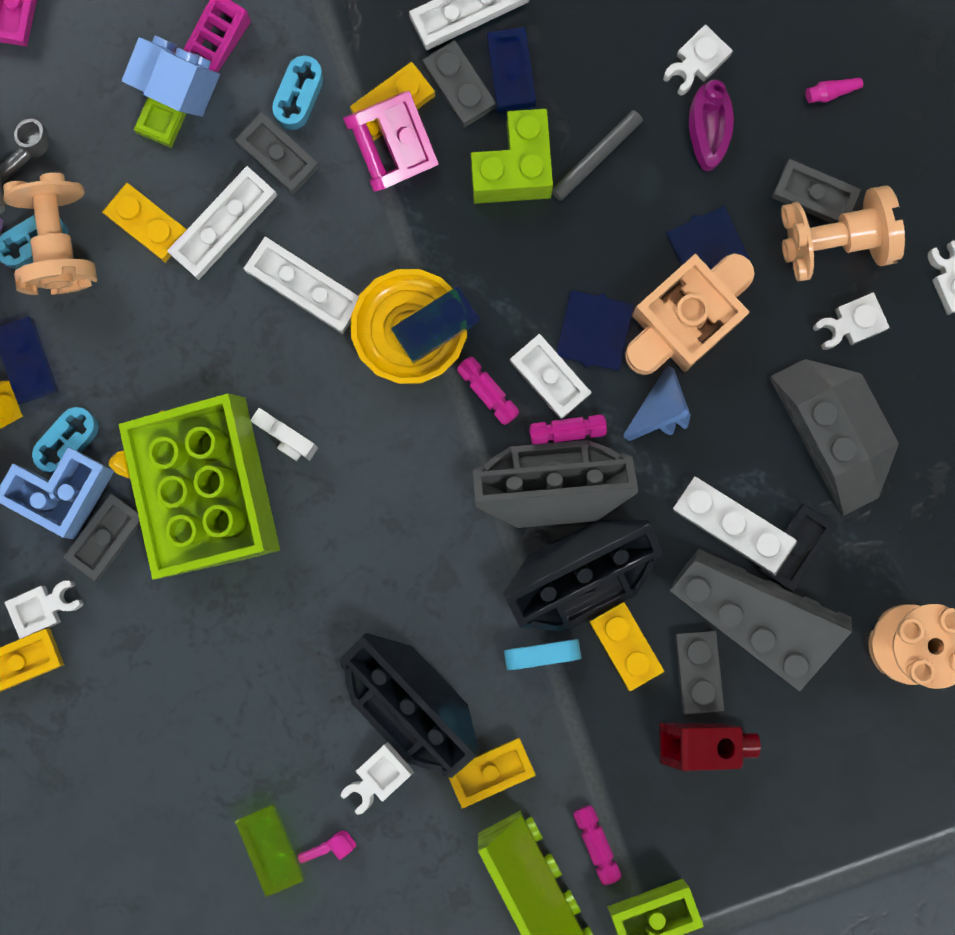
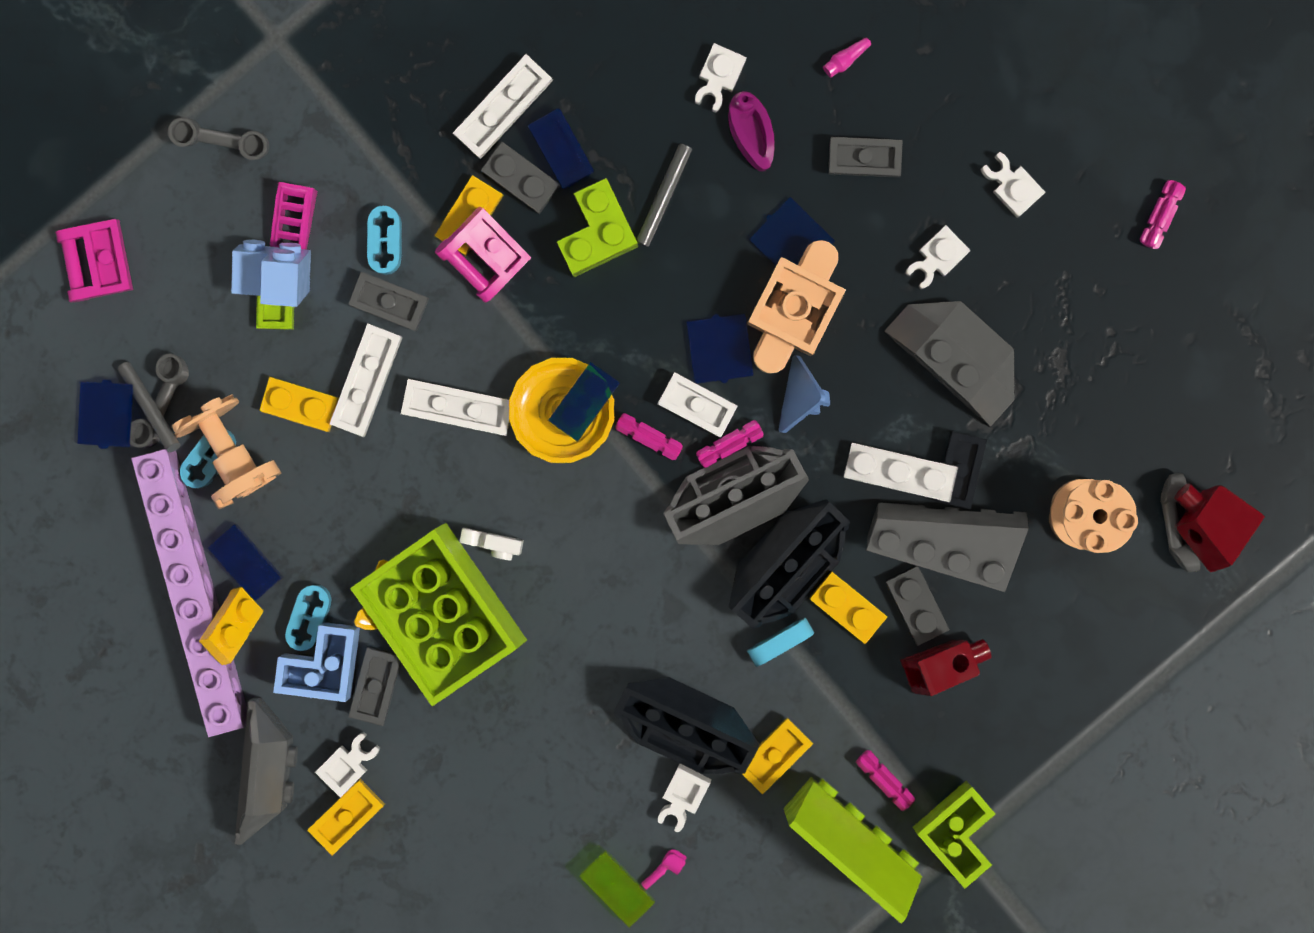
camera: 20 degrees left, 5 degrees up
(856, 231) = (909, 182): light nougat piece -> none

